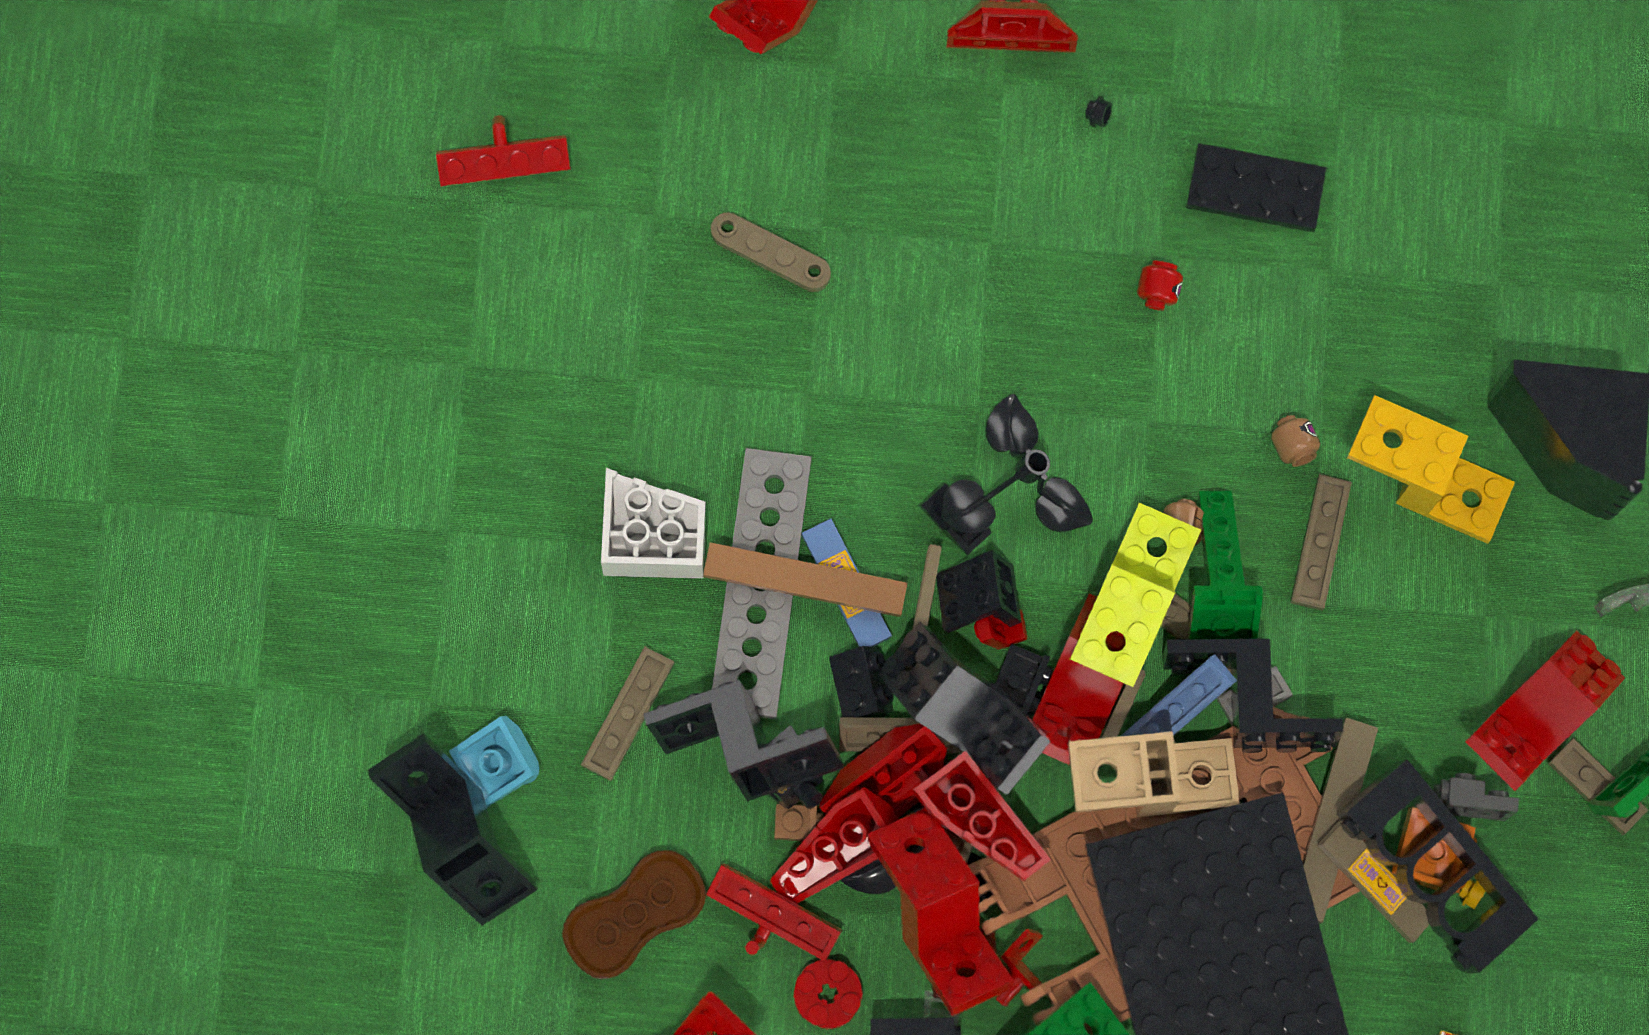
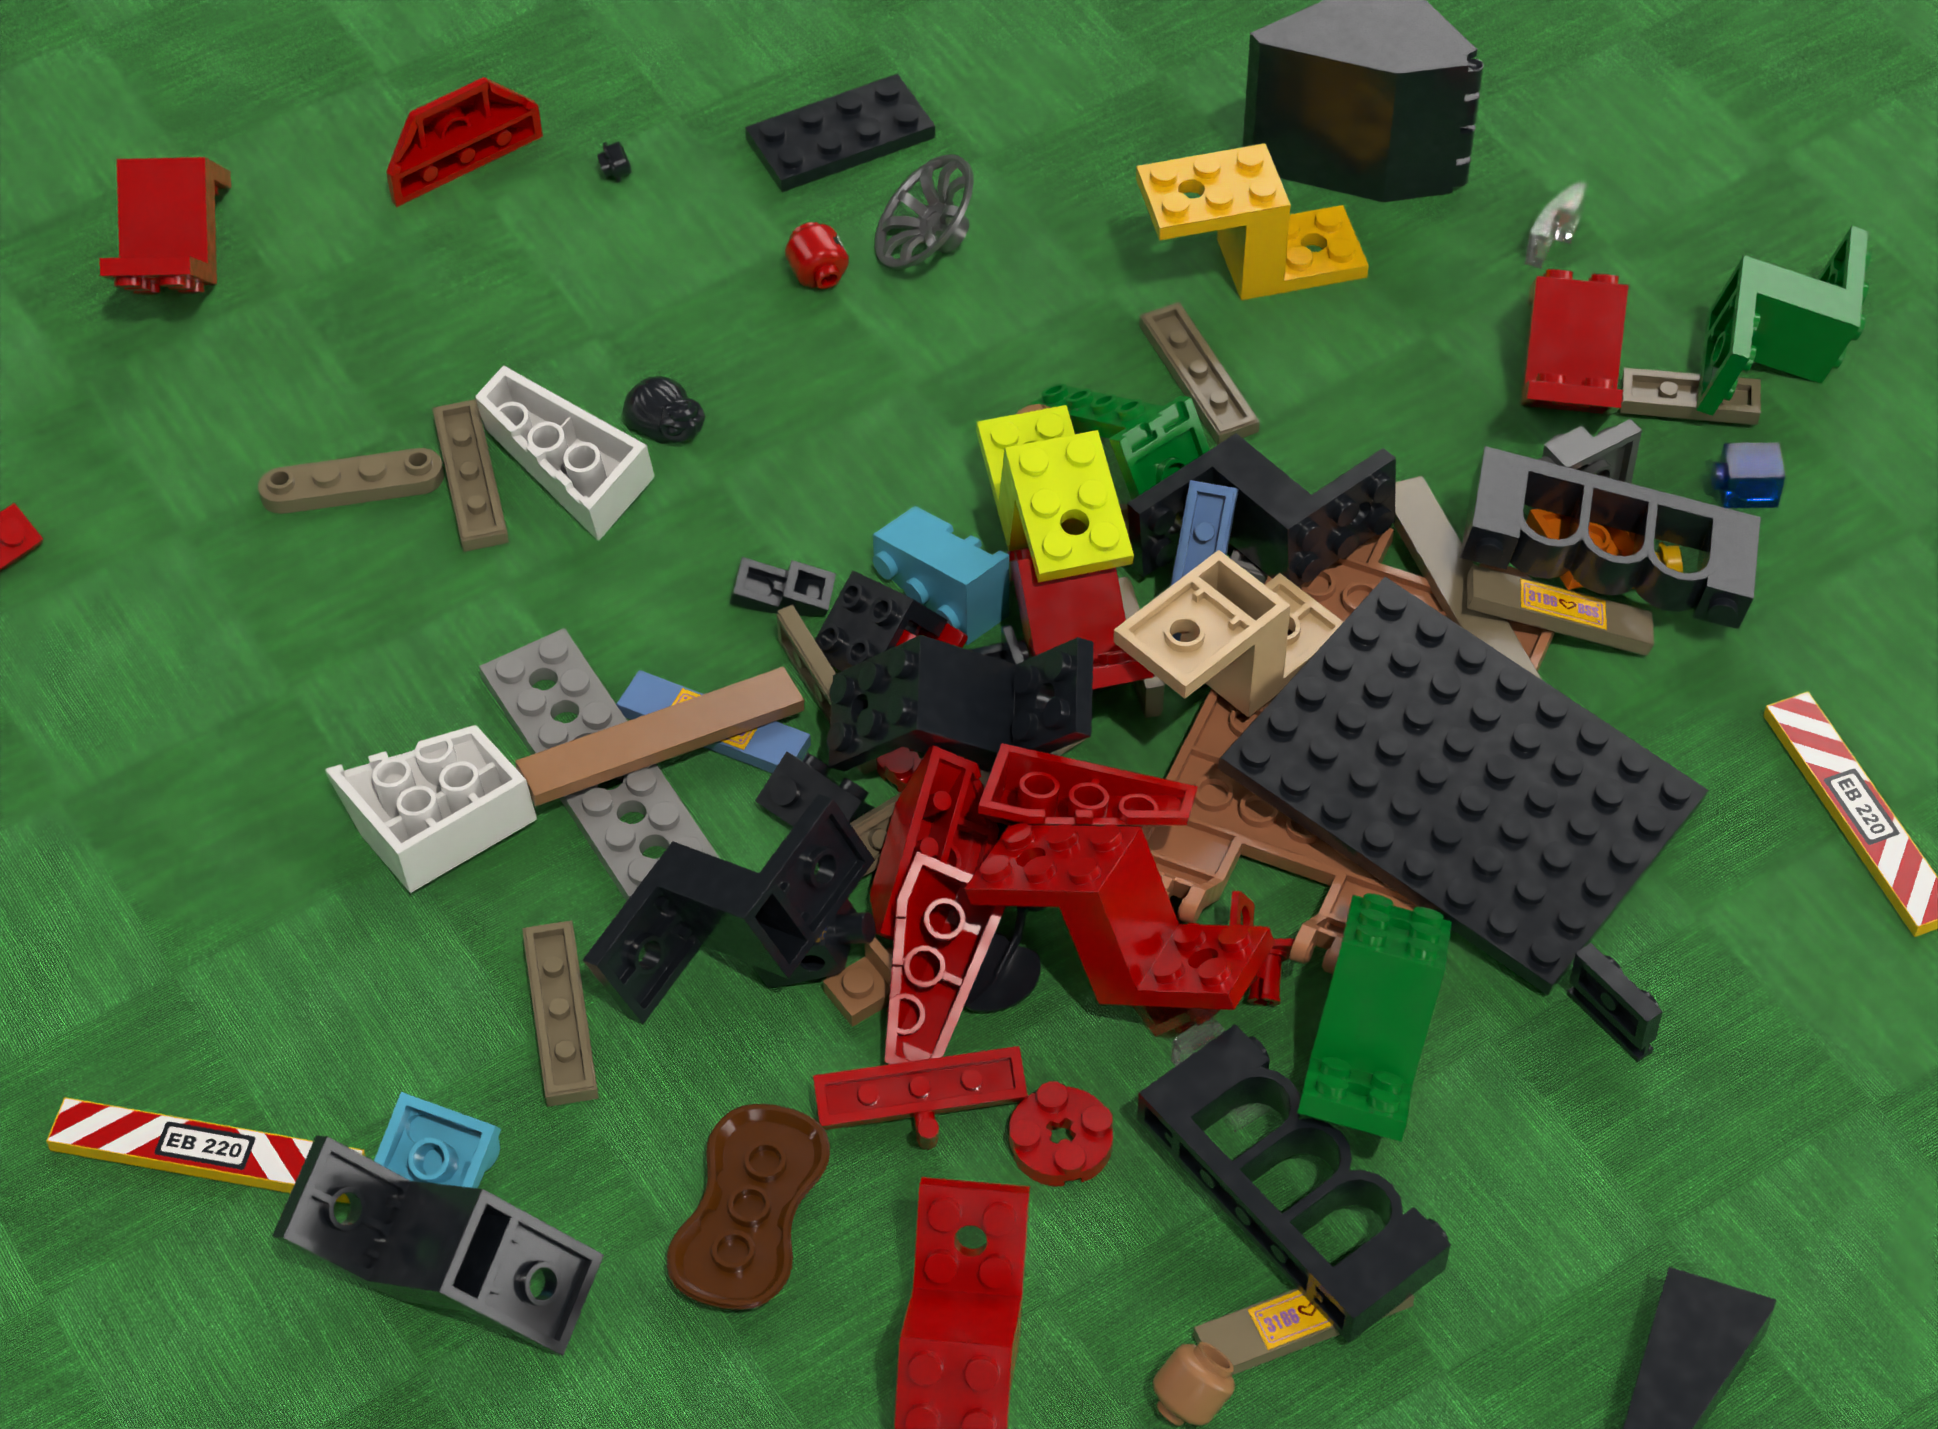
camera: 35 degrees left, 25 degrees down
(390, 661) = (180, 1145): none -> tile
(840, 298) = (470, 475): none -> dark tan tile
(901, 339) = (568, 451): none -> white wedge
(983, 335) = (662, 410): none -> black hair
(1014, 429) = (827, 463): black plant -> none
(1046, 581) = (944, 571): none -> medium azure wedge
(1250, 314) = (938, 223): none -> flat silver wheel
(1295, 441) = (1087, 298): medium nougat head -> none
(1578, 870) = (1749, 475): none -> clear blue brick

